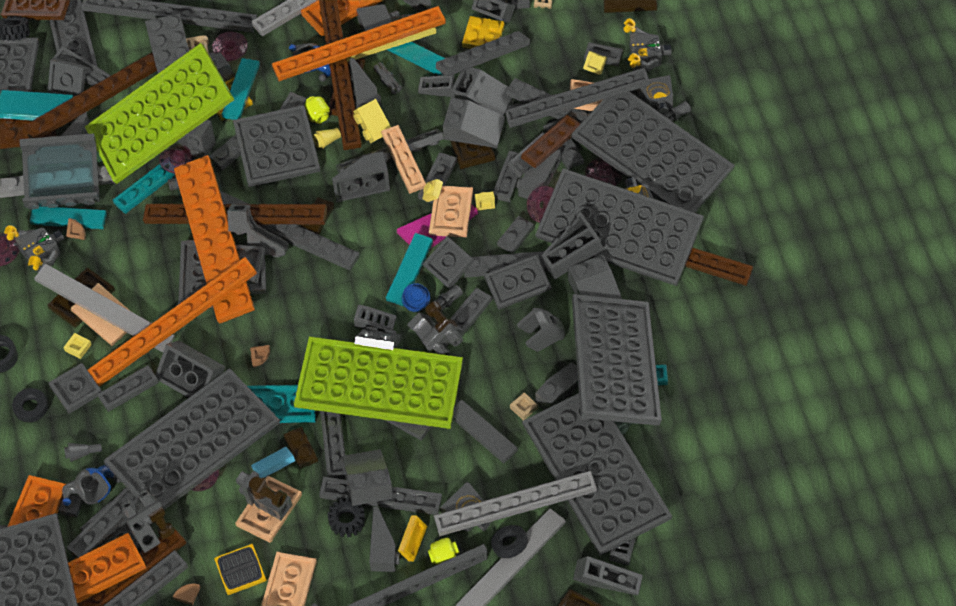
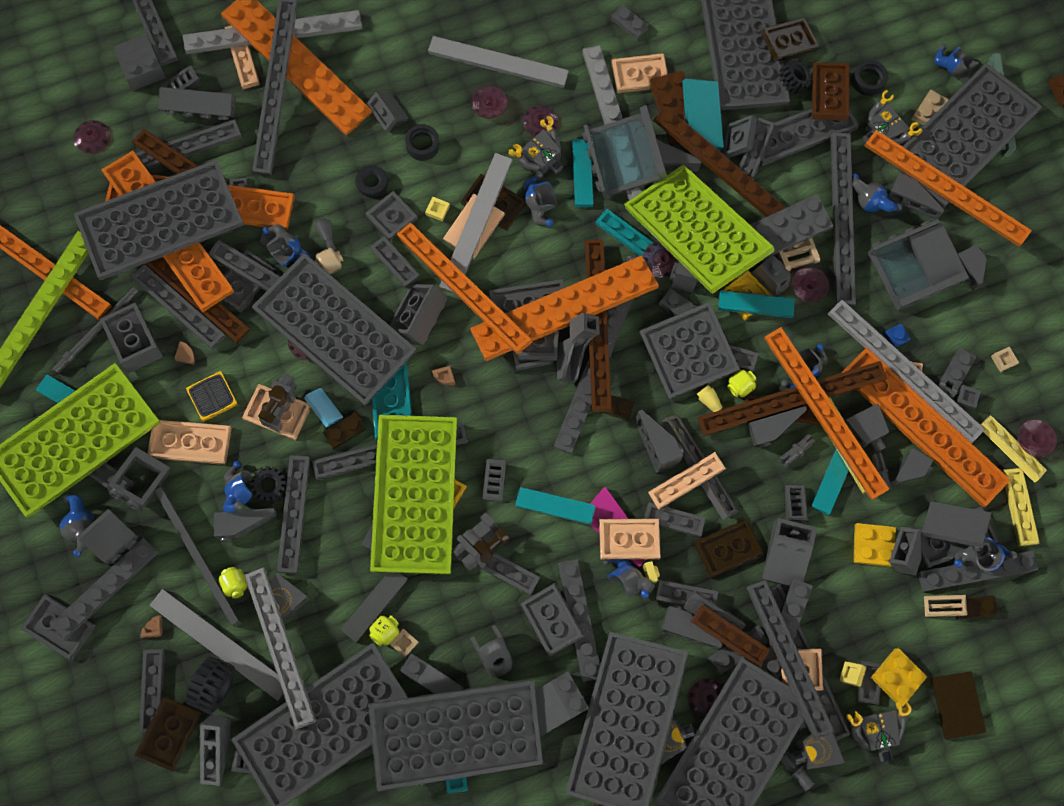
camera: 75 degrees right, 15 degrees up
(75, 230) = (567, 181): medium nougat tile -> none
(89, 255) = (539, 199): none -> dark grey piece
(111, 443) = (329, 260): none -> tan head
(142, 516) = (240, 301): dark grey hips -> none
(347, 541) = (236, 489): none -> blue piece
(367, 477) = (309, 496): dark grey slope -> none
(371, 120) = (731, 441): light yellow brick -> none
(378, 339) = (465, 486): dark grey plate -> none
(412, 538) = (247, 550): yellow tile -> none
(415, 297) = (522, 517): blue plate -> none
(432, 190) = (649, 515): light yellow plate -> none
(446, 299) = (523, 547): dark grey pin -> none
(448, 262) = (566, 544): dark grey plate -> none
(472, 124) = (744, 548): dark grey slope -> none
(482, 53) = (838, 546): dark grey plate -> none
(488, 214) = (630, 578): none -> dark grey piece
(506, 533) = (243, 657): black tyre -> none
(509, 420) = (384, 630): none -> neon yellow head
(515, 235) = (614, 611): dark grey plate -> none
(533, 203) = (645, 627): clear pink dish -> none
(545, 568) = (210, 684): none -> black tyre
(573, 247) = (592, 675): dark grey wedge -> none
(601, 31) = (899, 677): none -> yellow plate

